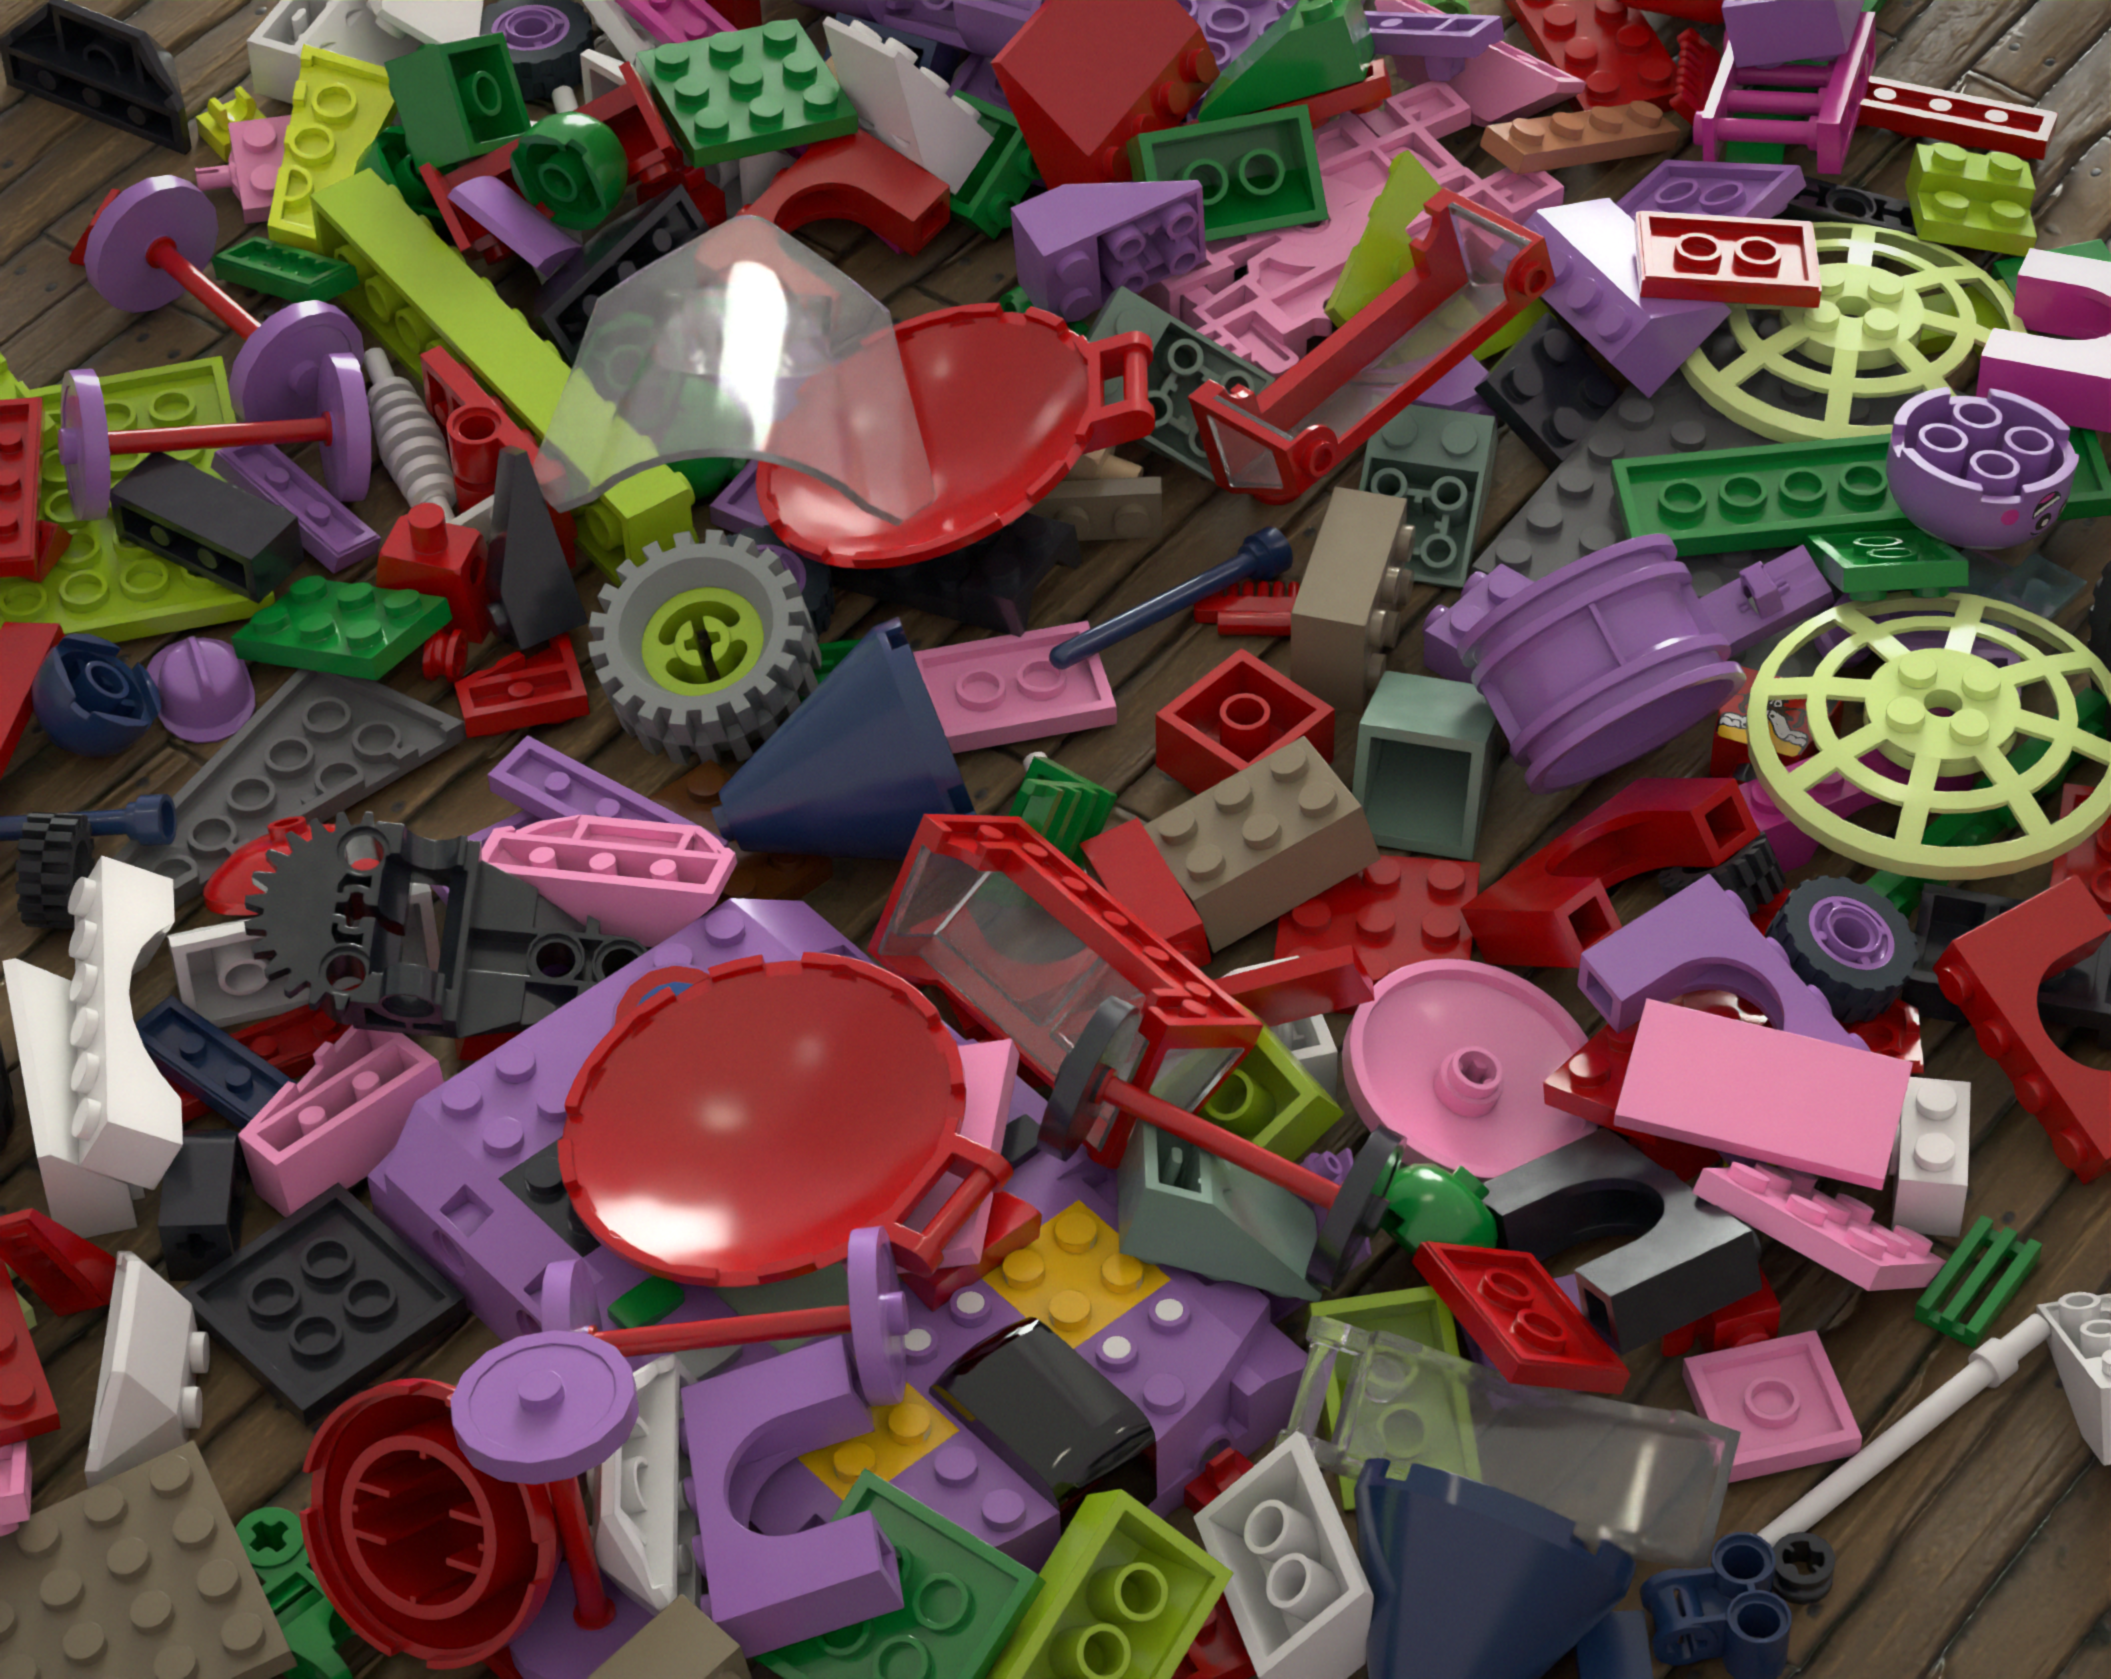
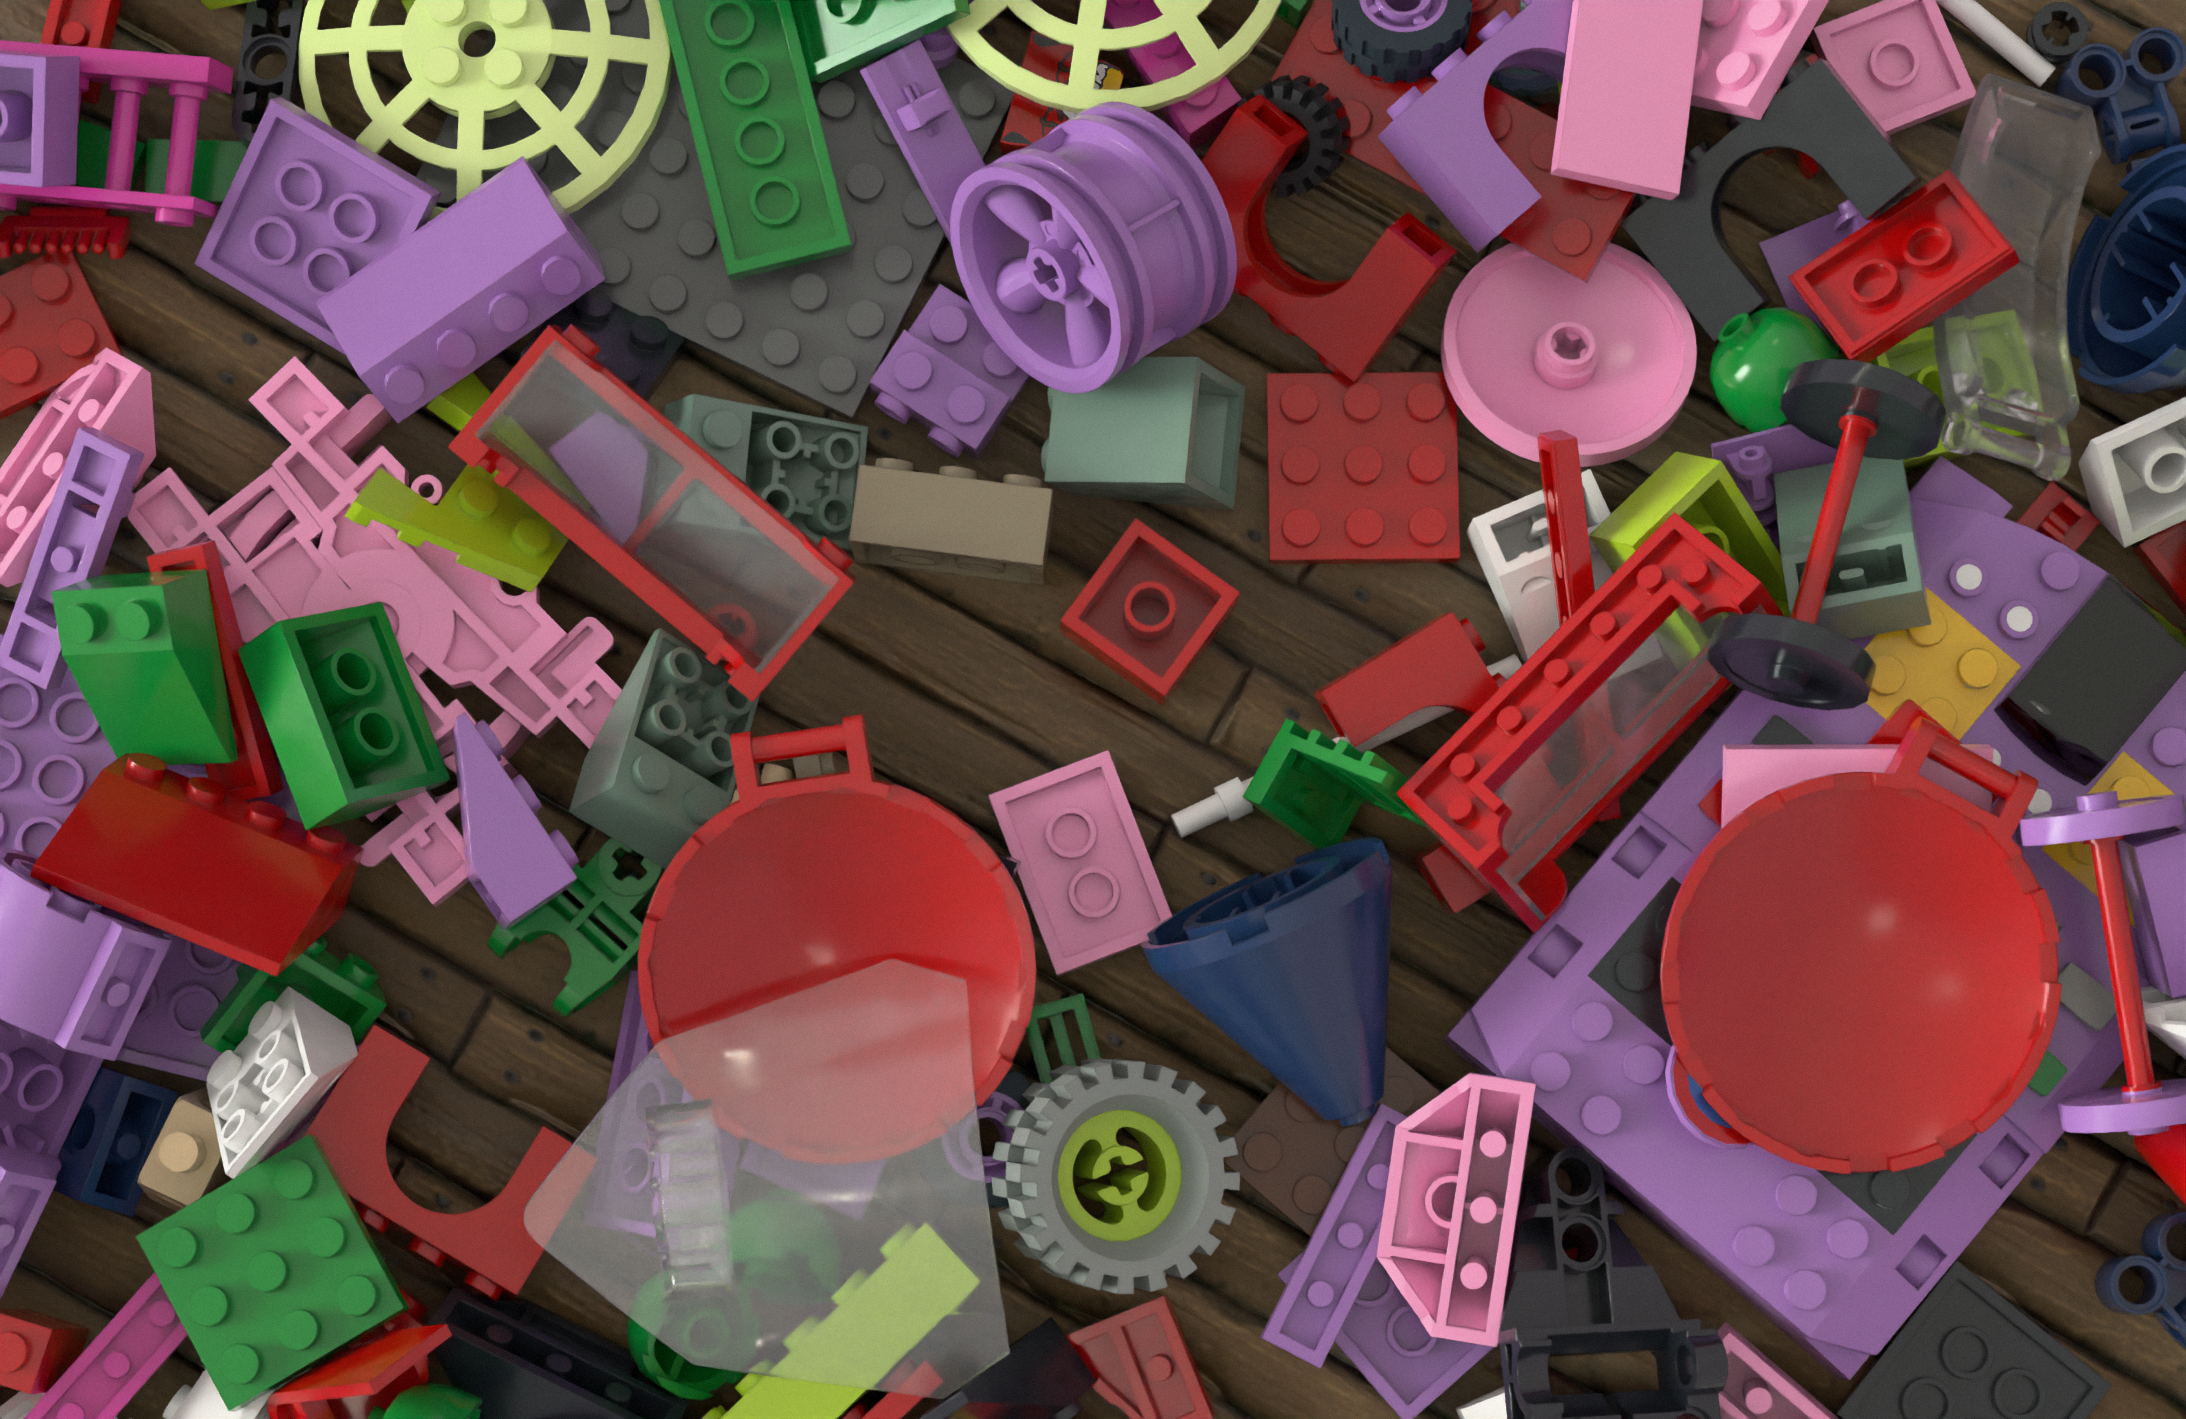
camera: 100 degrees left, 35 degrees up
(1250, 613) = (936, 631): red piece -> none
(1261, 557) = (862, 631): dark blue piece -> none
(1264, 841) = (1309, 578): dark tan brick -> none
(1580, 137) = (194, 349): nougat plate -> none
(1727, 259) = (452, 162): red tile -> none

